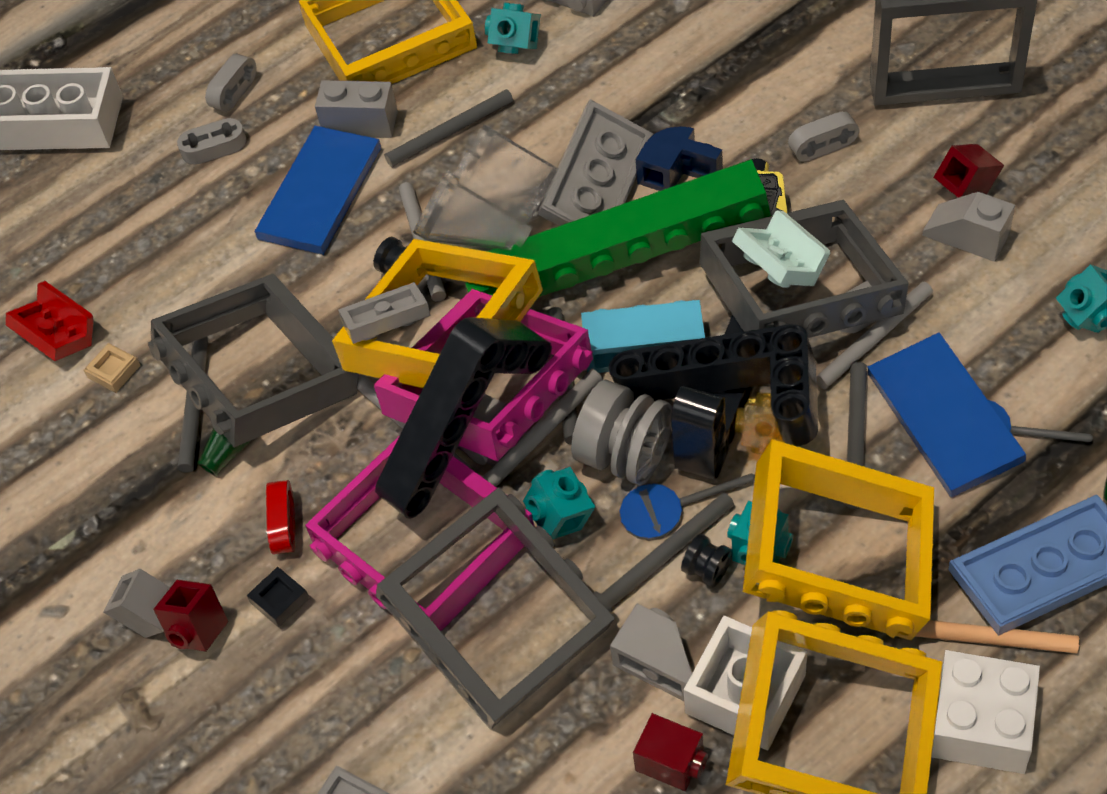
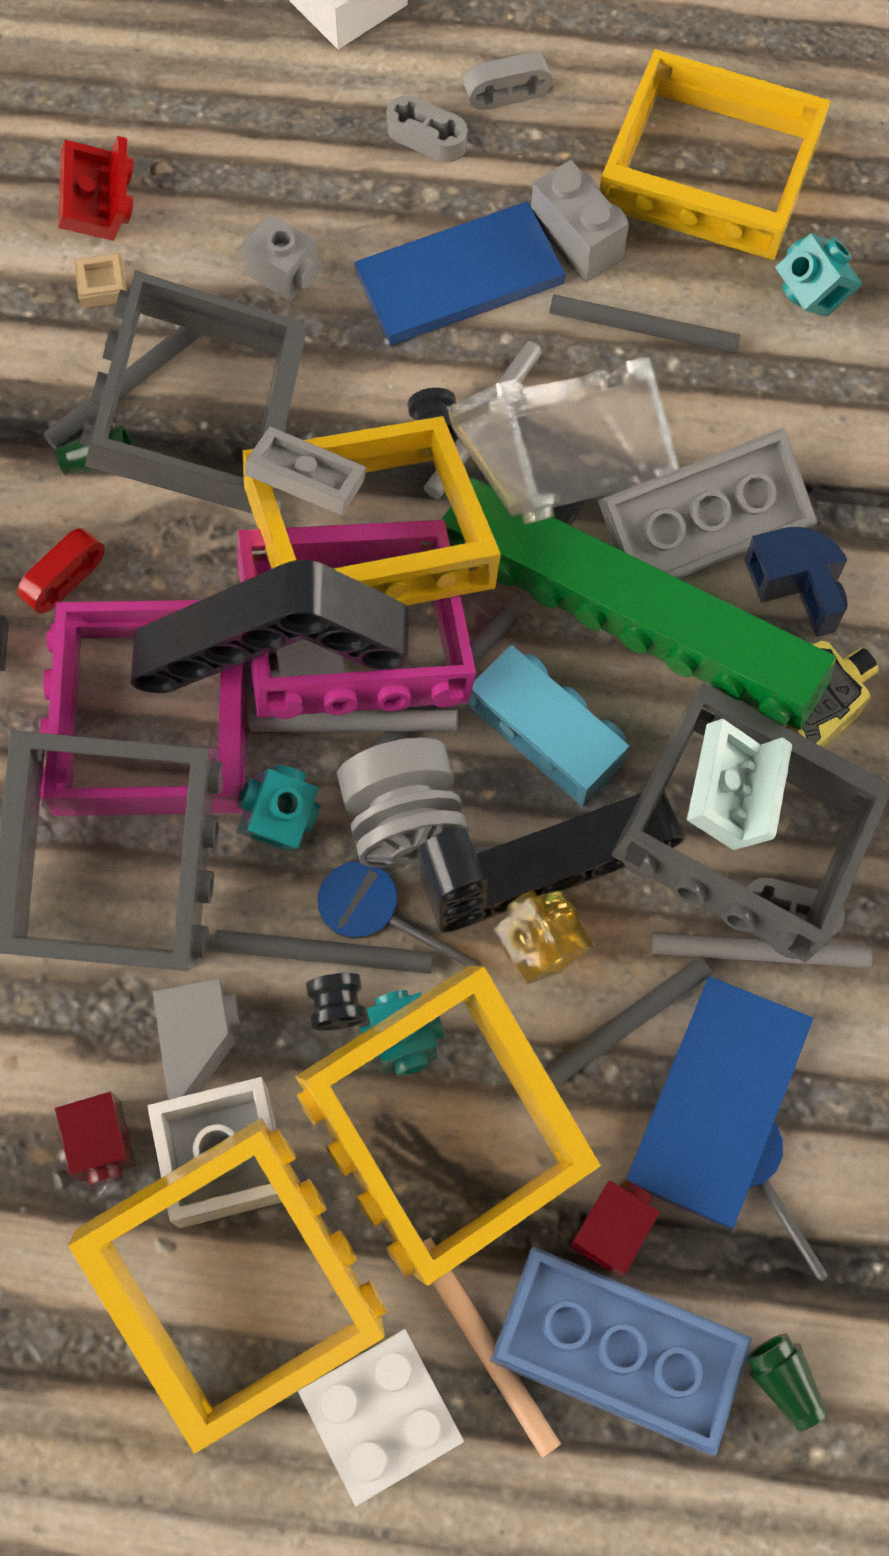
camera: 40 degrees right, 15 degrees up
(211, 263) = (280, 257): none -> light grey brick
(730, 362) = (556, 851): black beam -> none
(976, 510) = (616, 1226): none -> dark red brick

